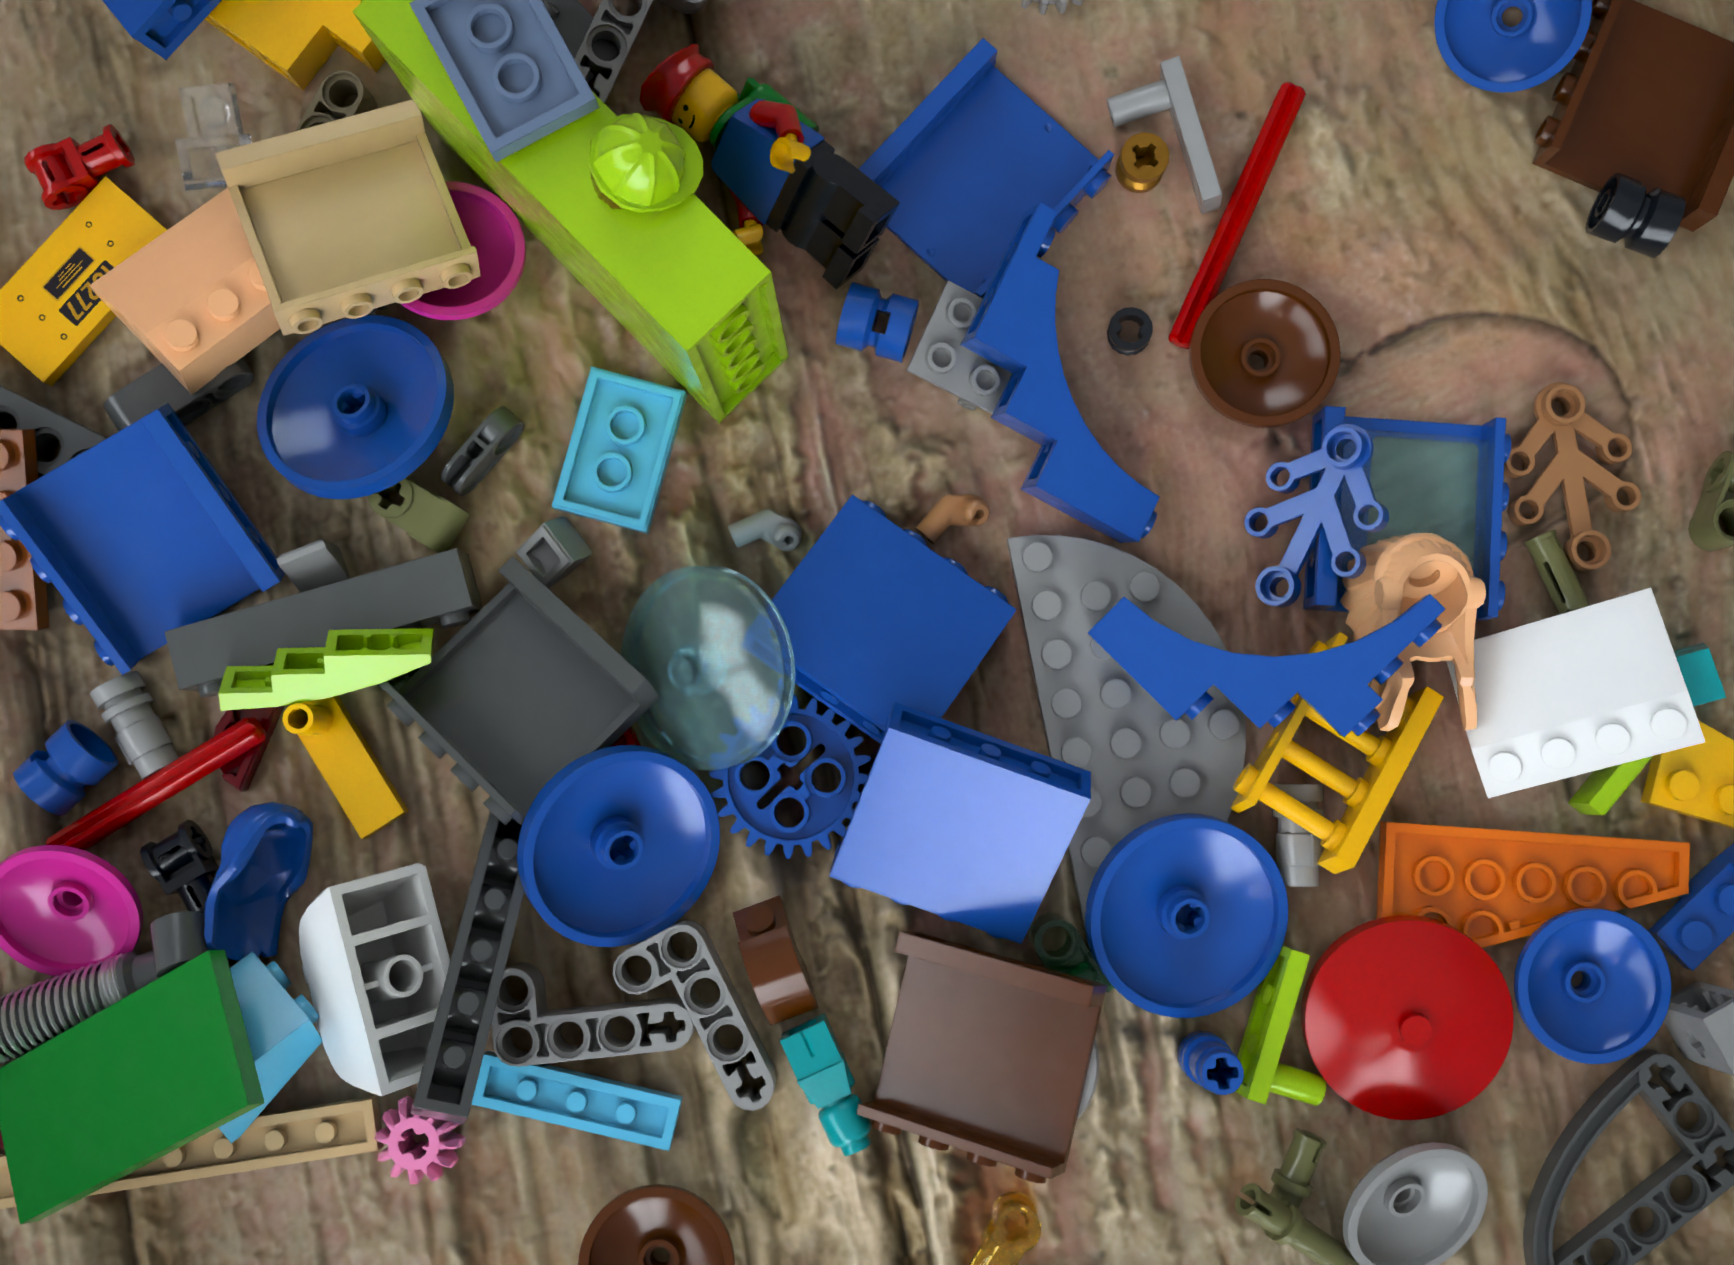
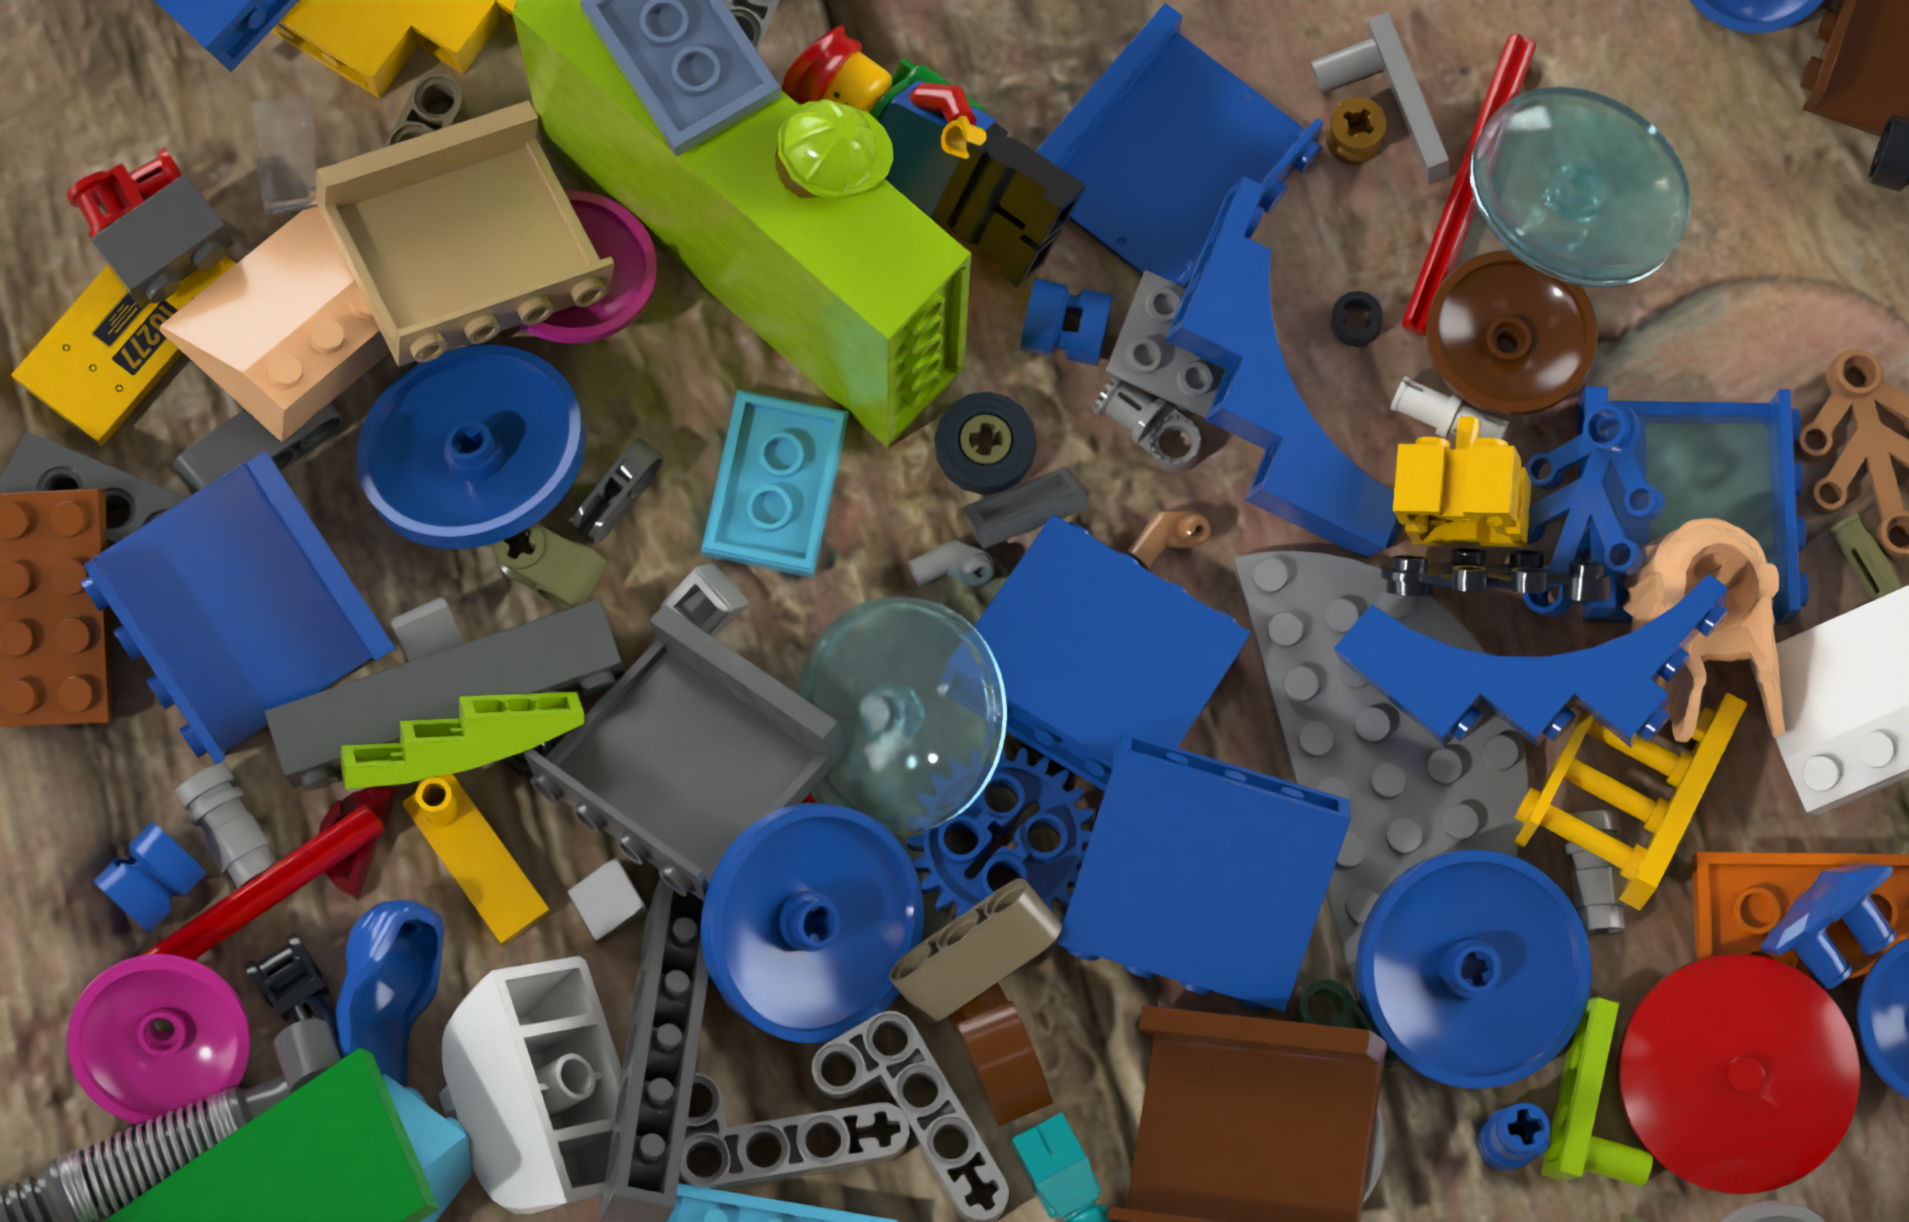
camera: 10 degrees left, 10 degrees down
(99, 209) = (163, 242): none -> dark grey brick
(455, 807) = (607, 900): none -> light grey slope
(760, 876) = (975, 951): none -> dark tan beam
(784, 406) = (1007, 461): none -> black bush
(831, 484) = (1025, 507): none -> dark grey tile
(943, 415) = (1148, 422): none -> light grey connector
(1204, 422) = (1443, 411): none -> white pin
(1211, 497) = (1463, 491): none -> yellow brick
(1212, 575) = (1468, 572): none -> black plant
(1335, 224) = (1580, 187): none -> clear light blue dish
(1503, 878) = (1833, 895): none -> blue connector

